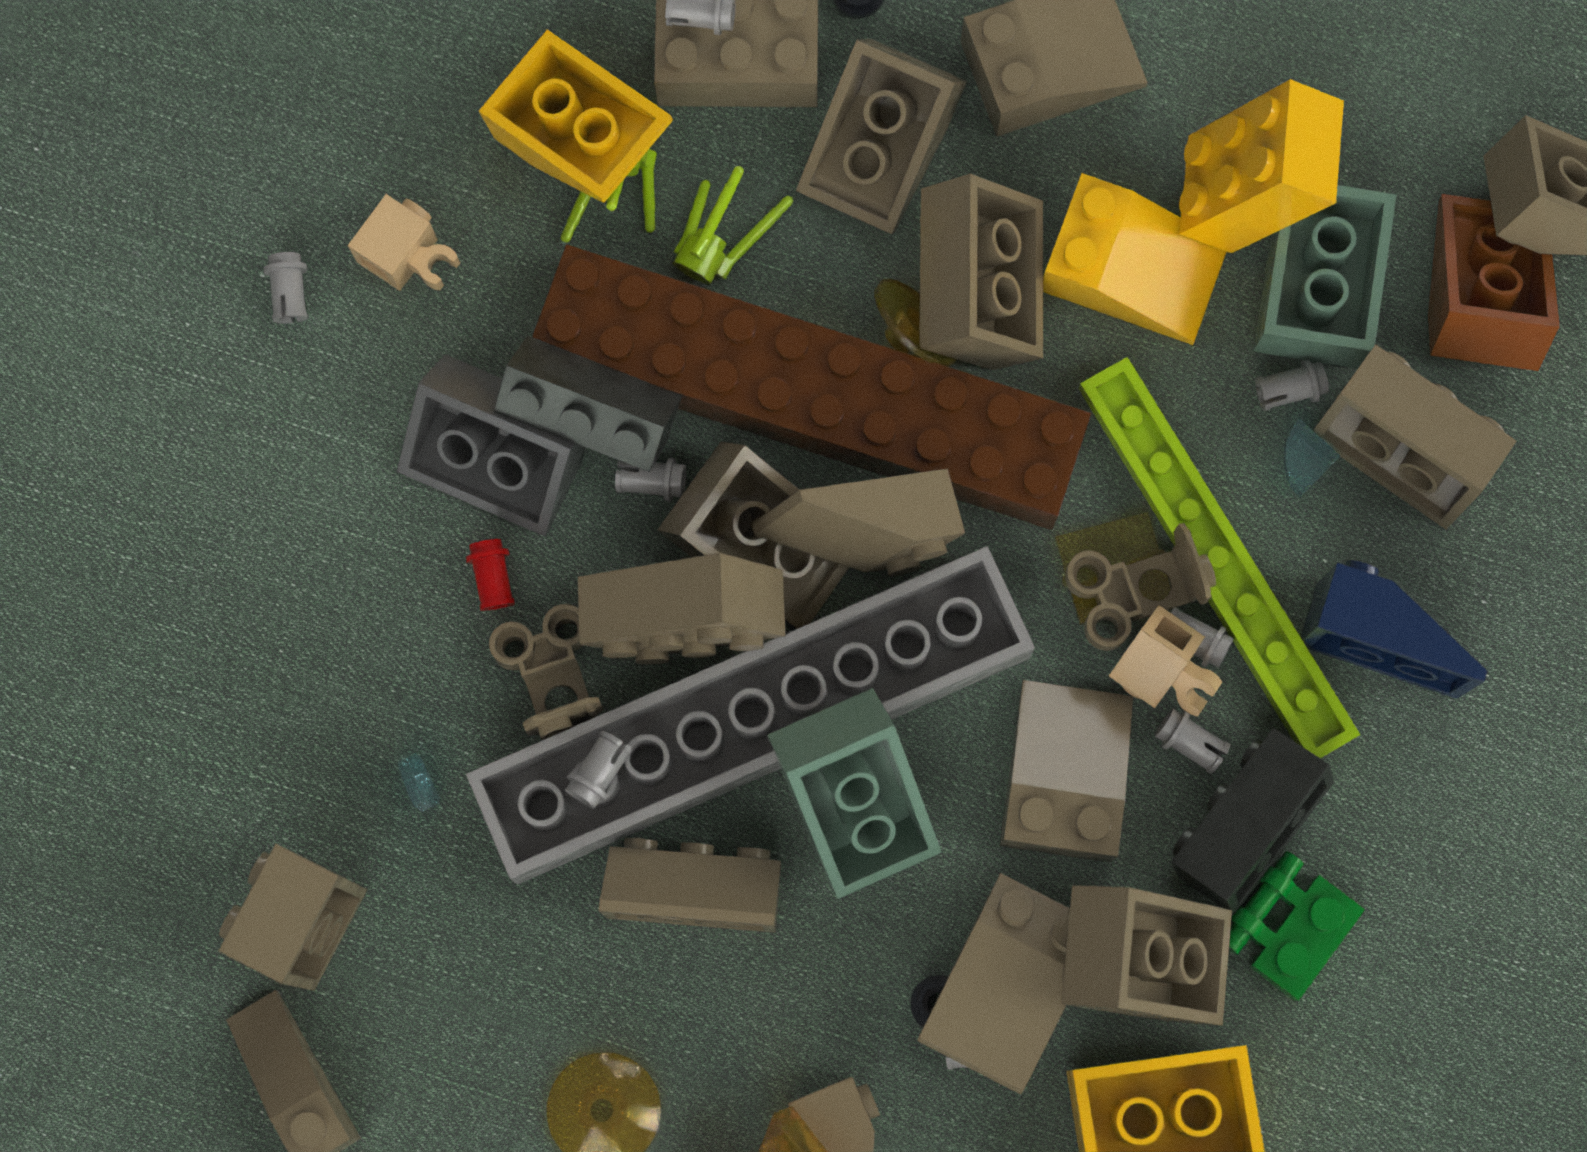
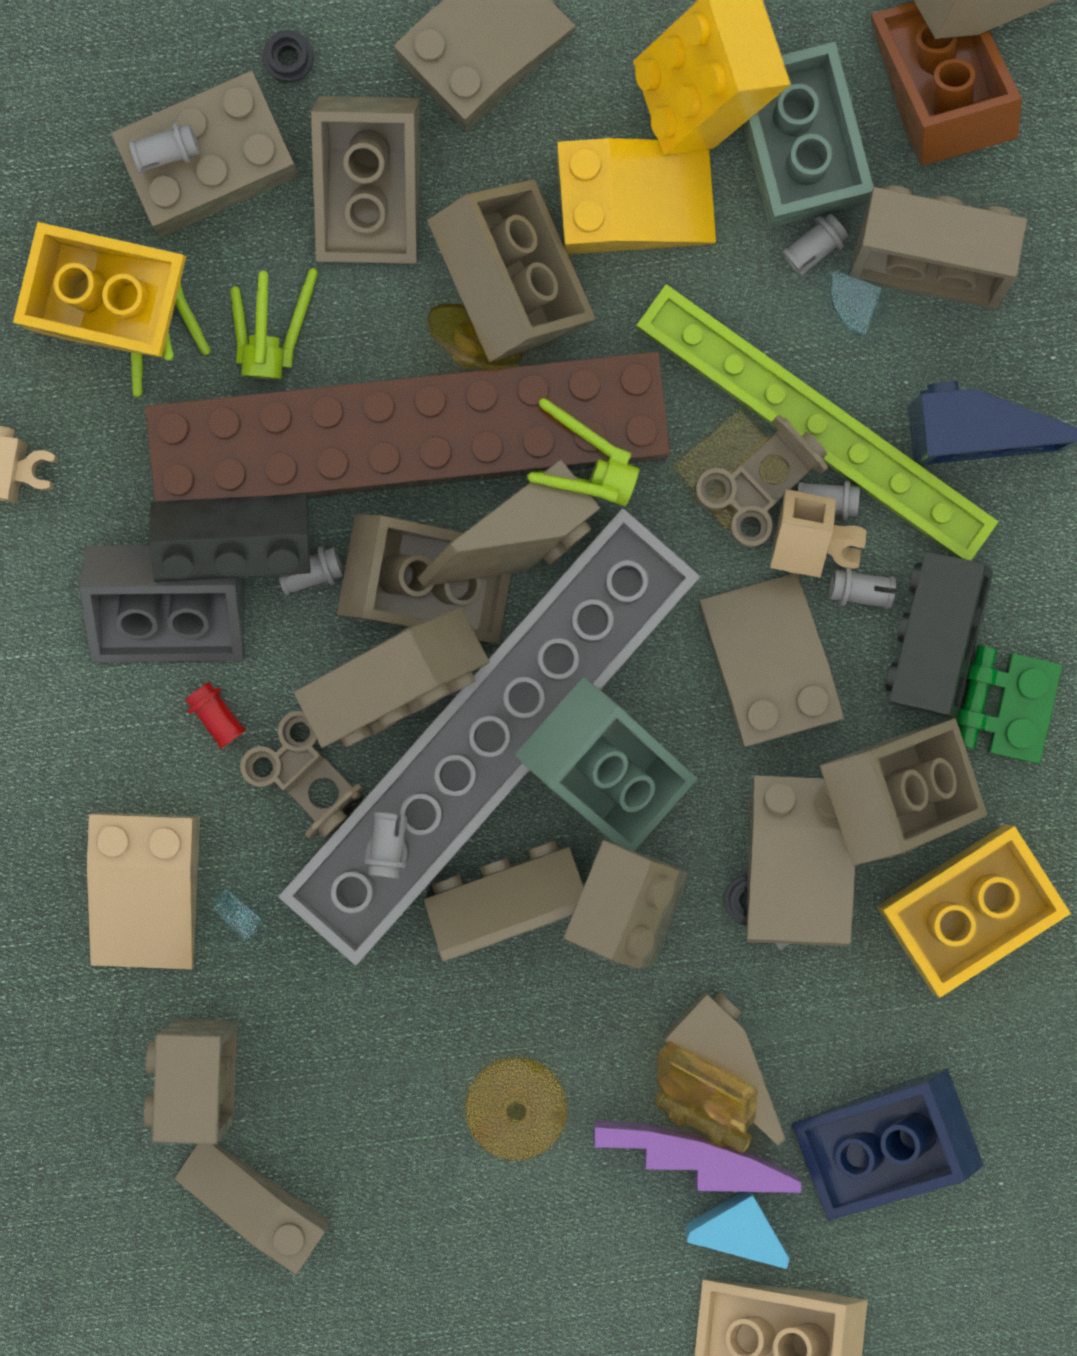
camera: 25 degrees left, 10 degrees up
(337, 712) = (142, 889): none -> tan slope
(814, 942) = (626, 906): none -> dark tan slope
(986, 513) = (609, 479): none -> lime plant

